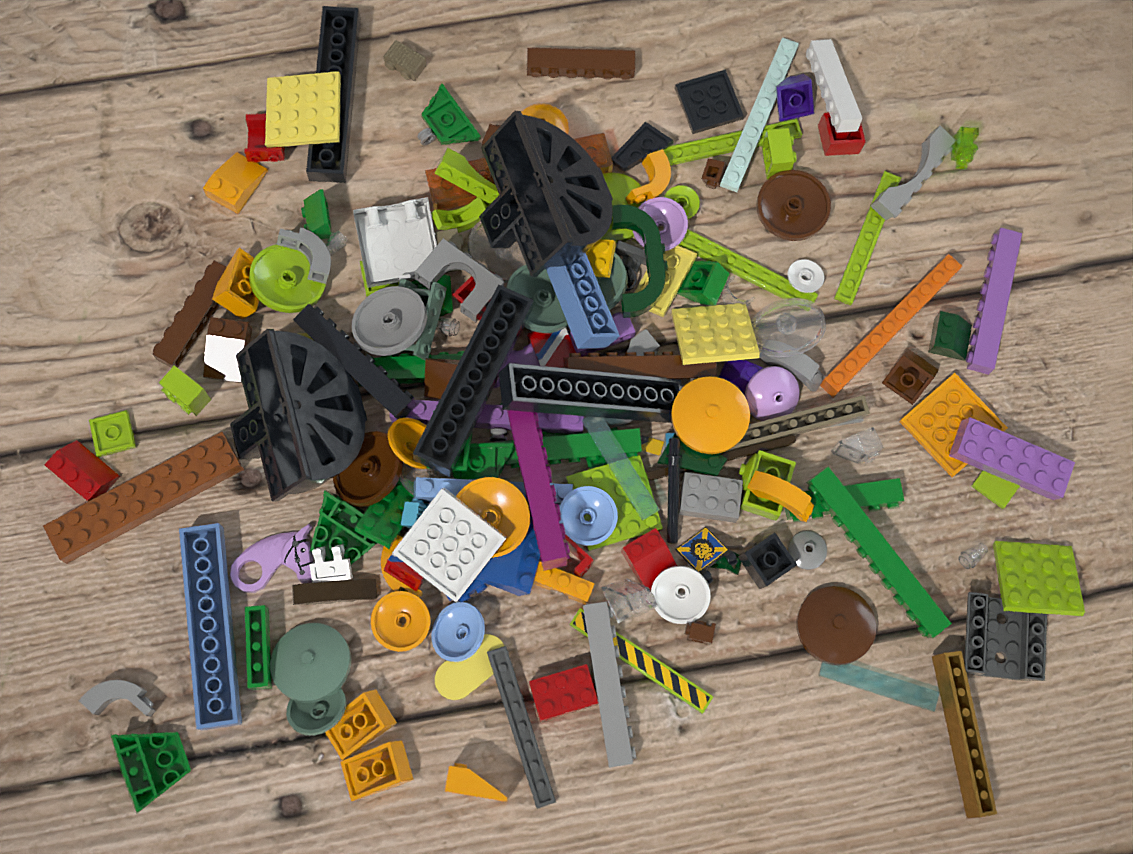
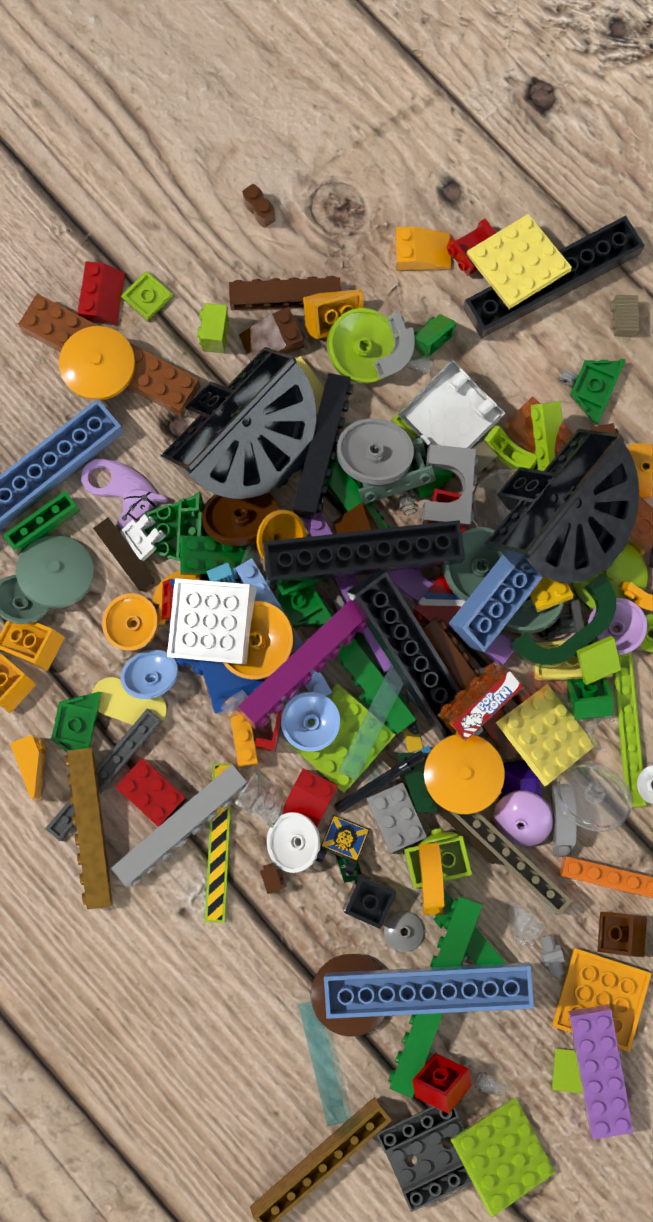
camera: 65 degrees right, 5 degrees up
(95, 289) = (258, 205): none -> reddish brown brick
(146, 509) = (97, 363): none -> light orange dish
(461, 725) = (76, 721): none -> green wing
(534, 570) = (231, 705): none -> clear cone
(562, 765) = (89, 828): none -> pearl gold brick
(659, 362) = (480, 700): none -> brick
(680, 254) = (598, 660): none -> lime tile
(873, 552) = (428, 990): none -> medium blue brick
(897, 441) = (551, 955): none -> light grey axle
(953, 590) = (442, 1083): none -> red brick

